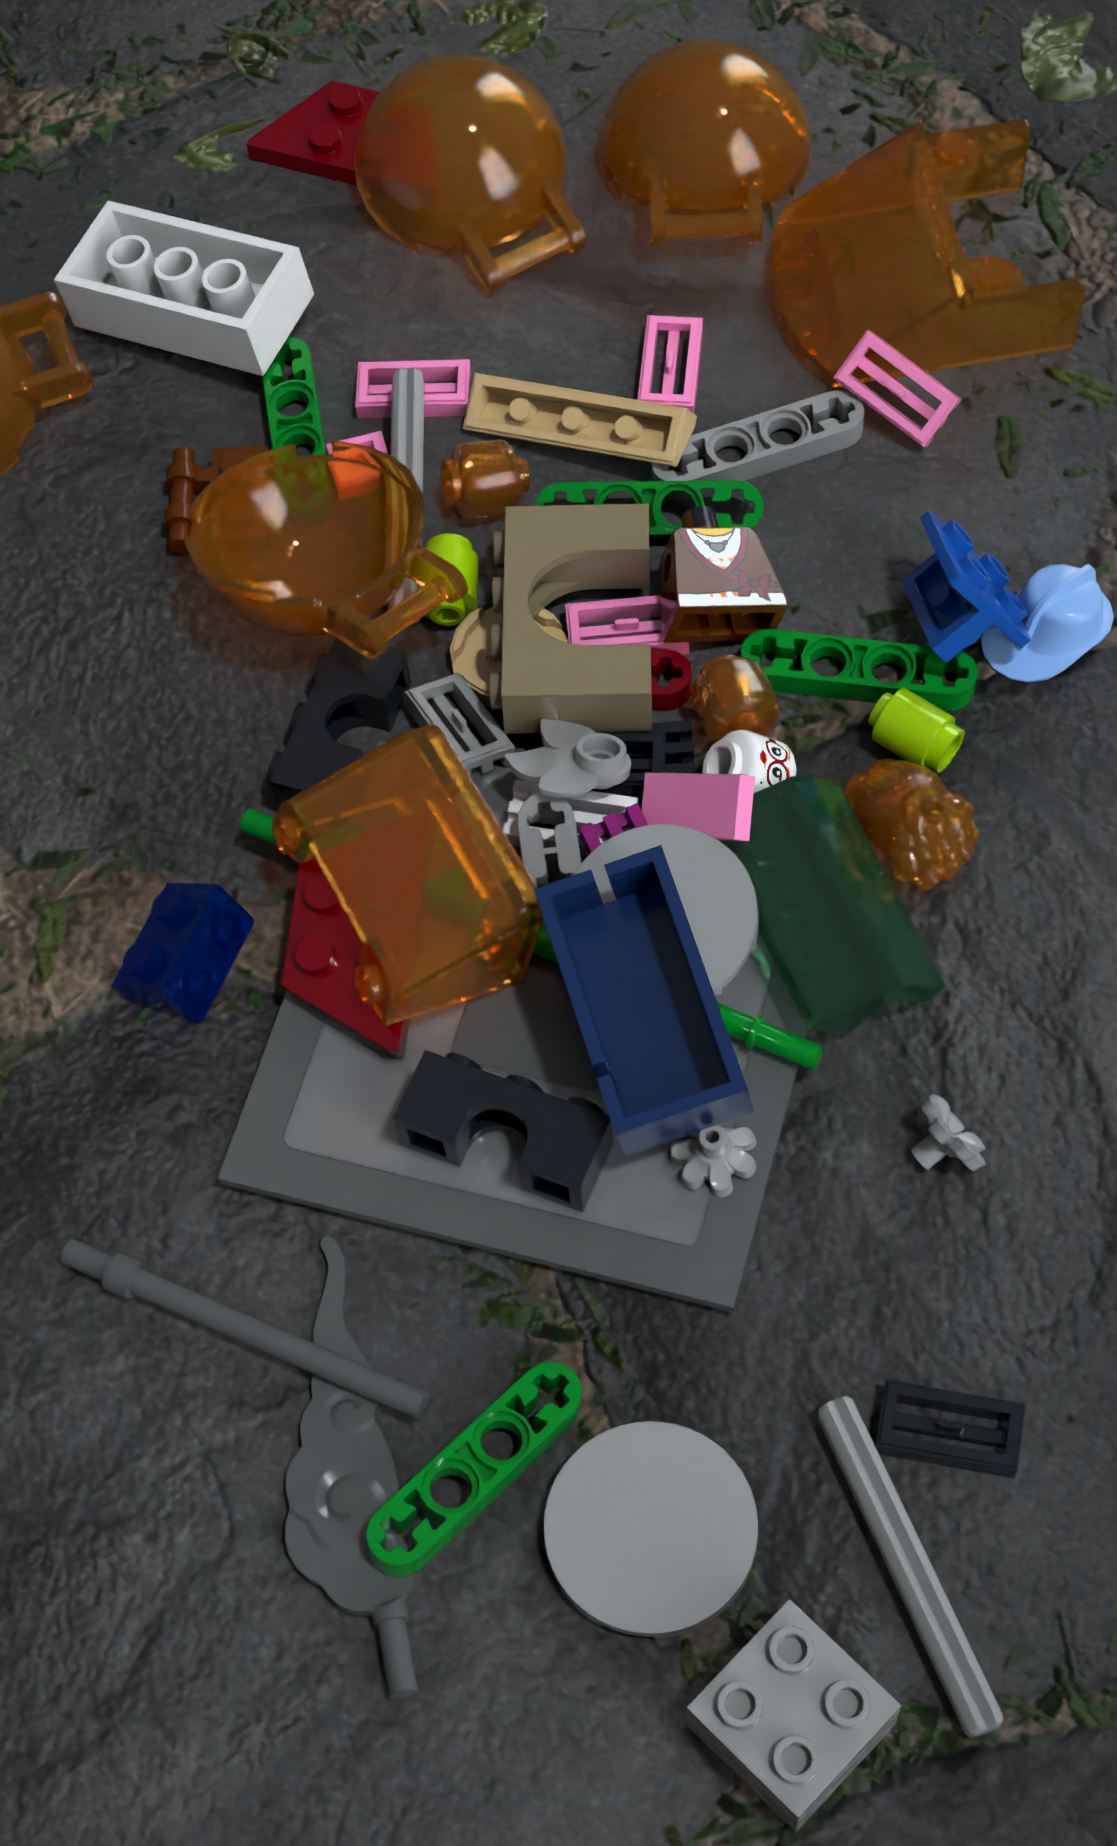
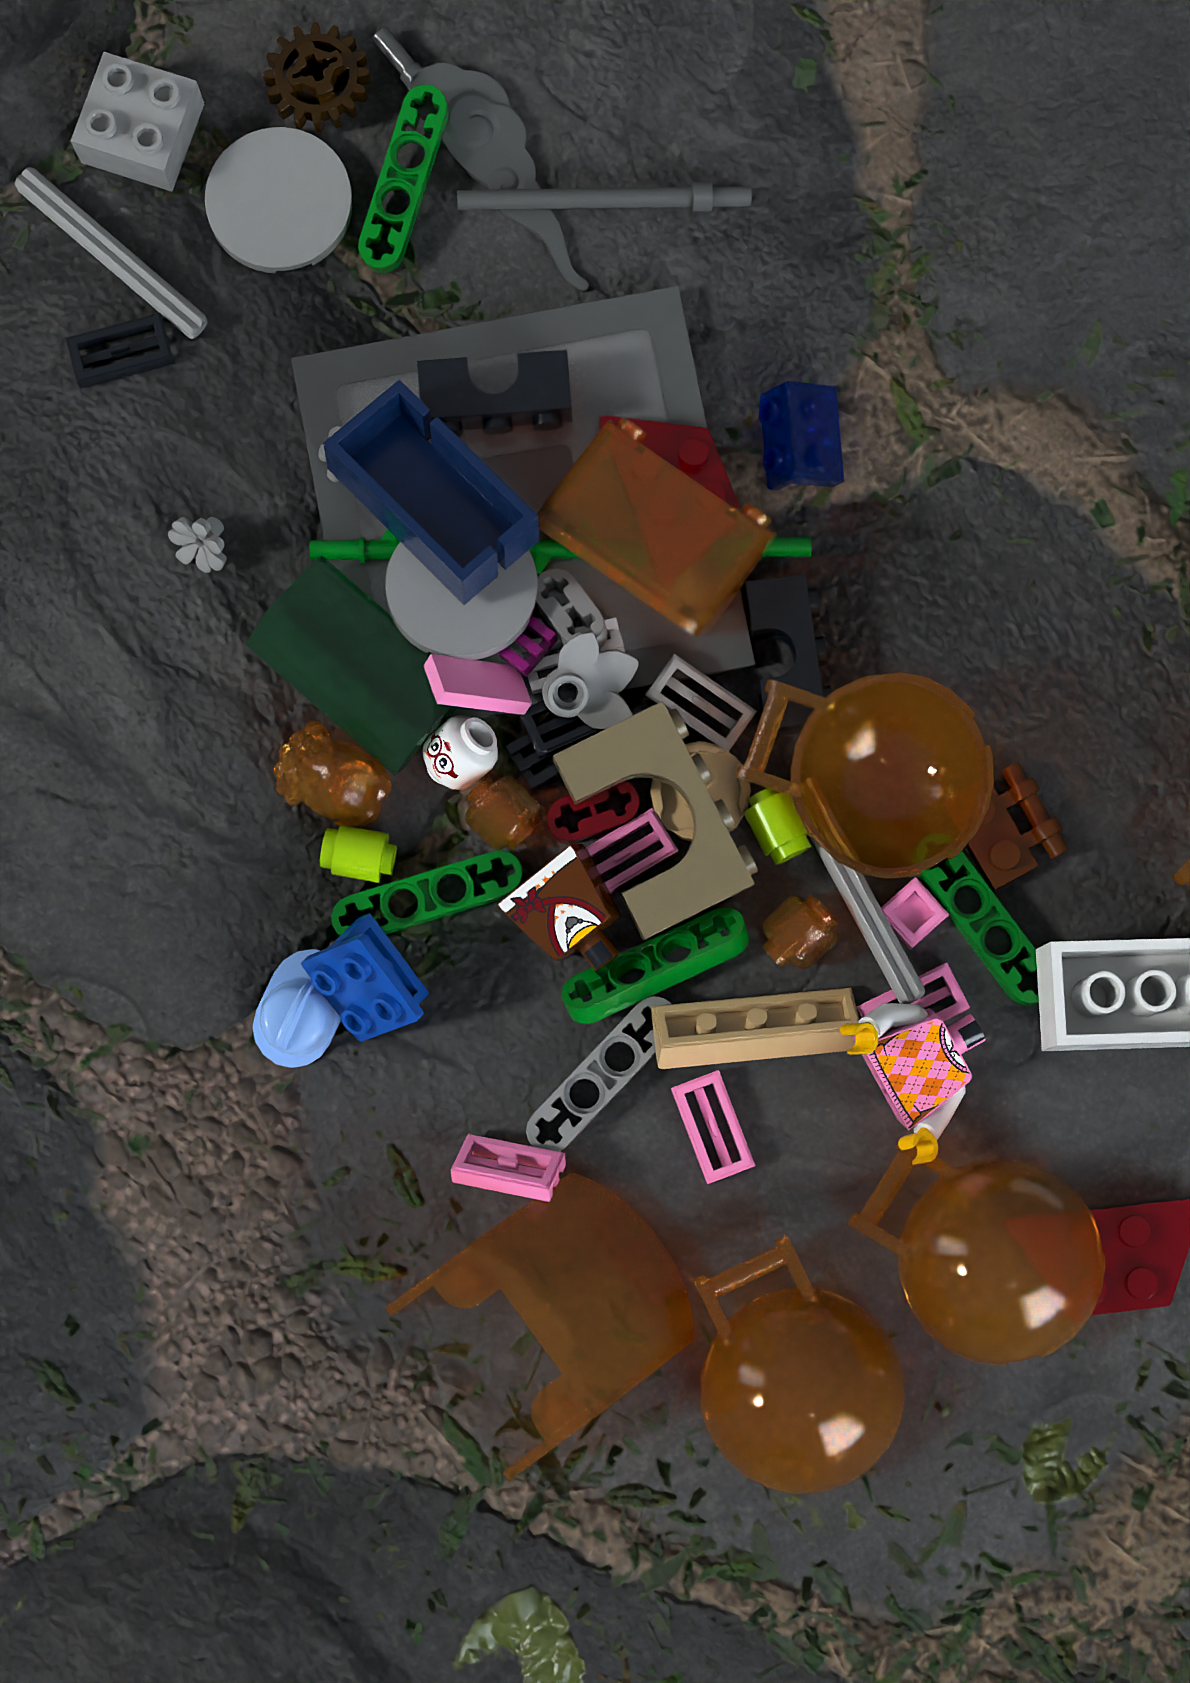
camera: 150 degrees right, 20 degrees up
(443, 316) = (916, 1067): none -> torso
(489, 1658) = (301, 87): none -> dark brown gear

